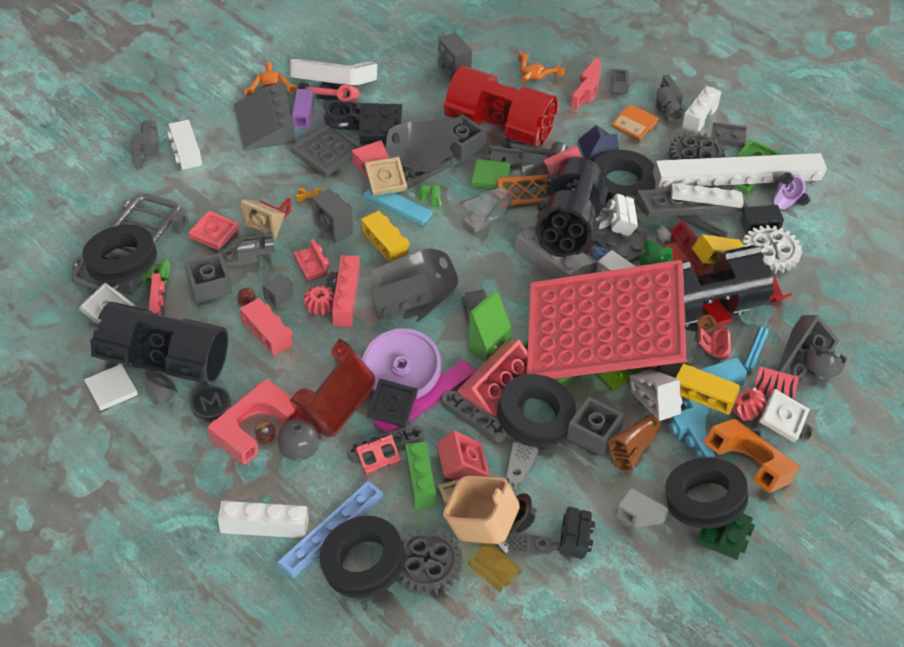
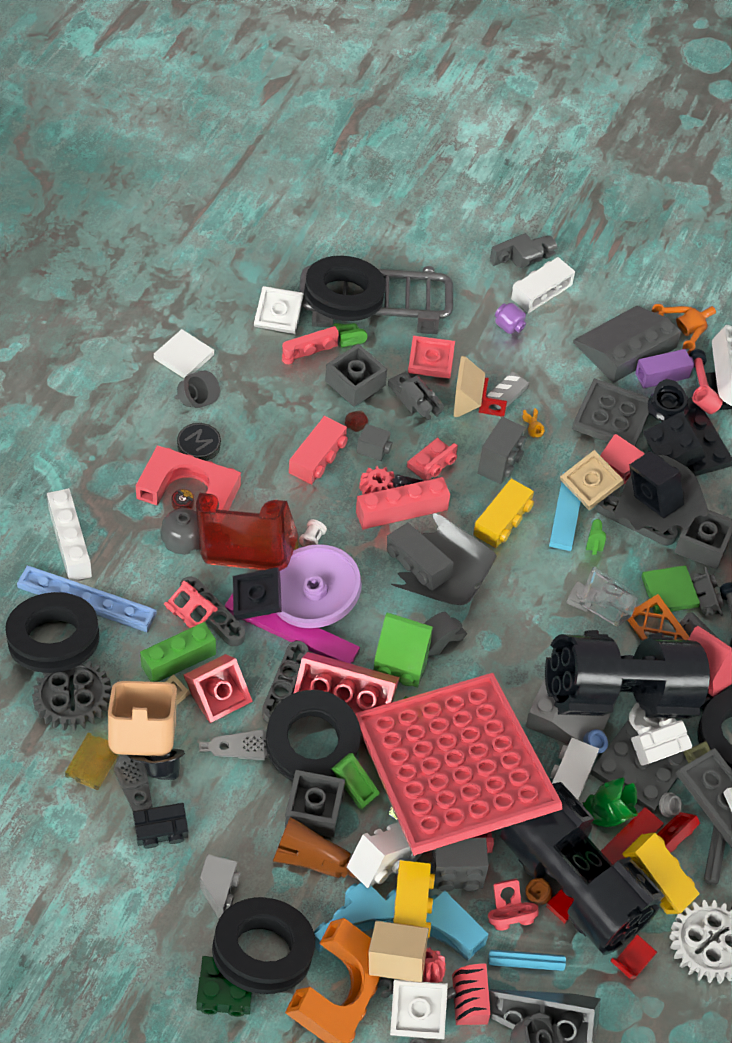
camera: 65 degrees right, 5 degrees up
(160, 343) = (241, 392): black cylinder -> none
(206, 172) = (510, 318): none -> medium lavender head
(270, 196) = (509, 389): none -> light grey tile
(414, 139) = (657, 484): none -> black brick
(579, 394) = (356, 780): none -> bright green tile
(747, 403) = (398, 951): none -> tan slope

